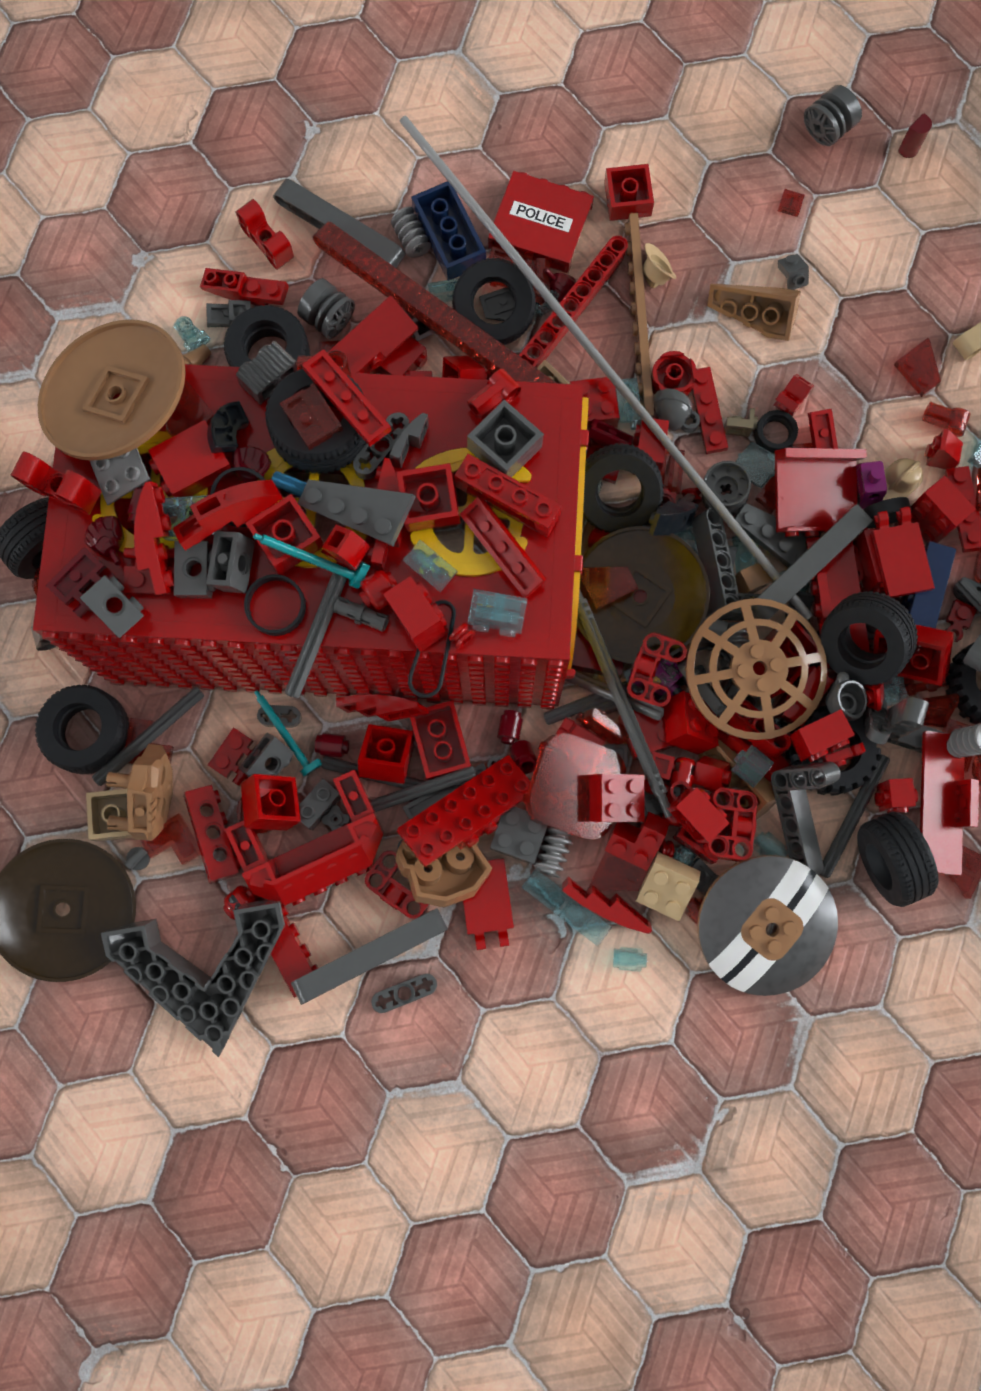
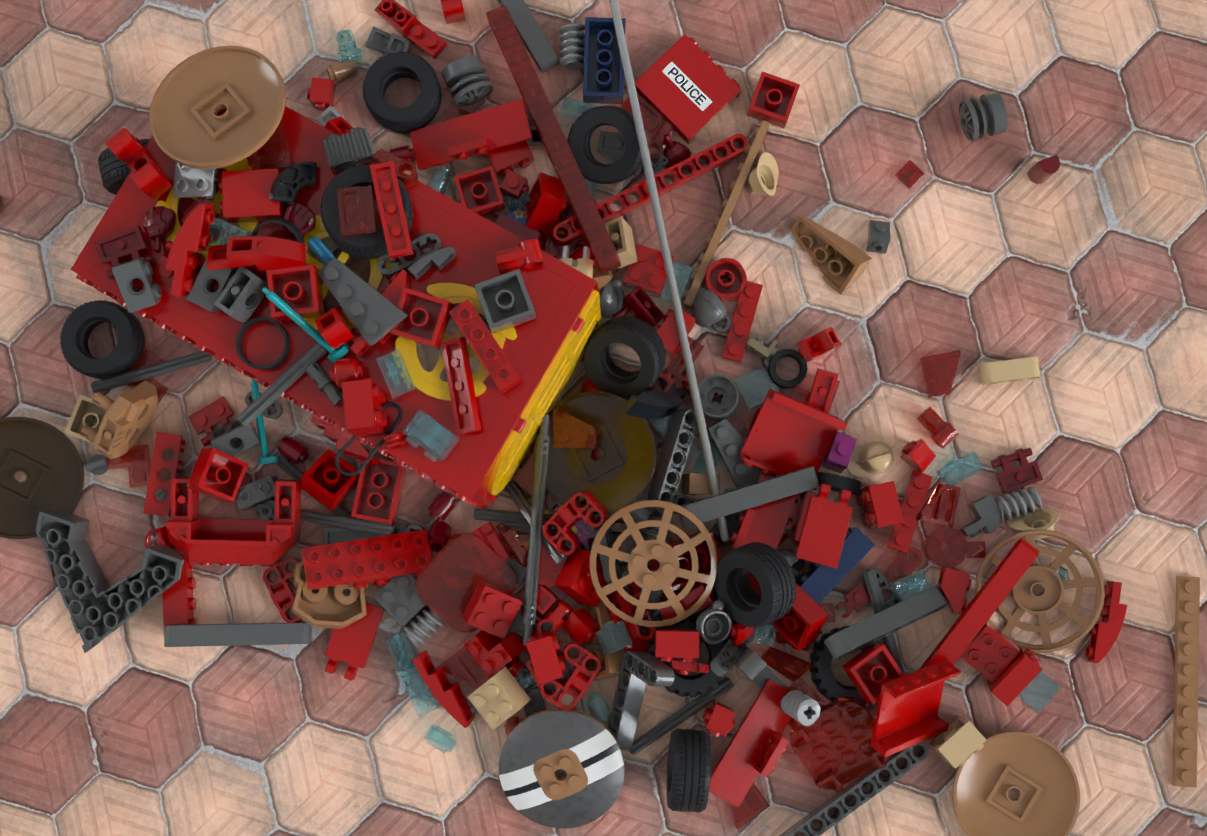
camera: 30 degrees right, 5 degrees up
(390, 1005) = (239, 669): dark grey beam -> none

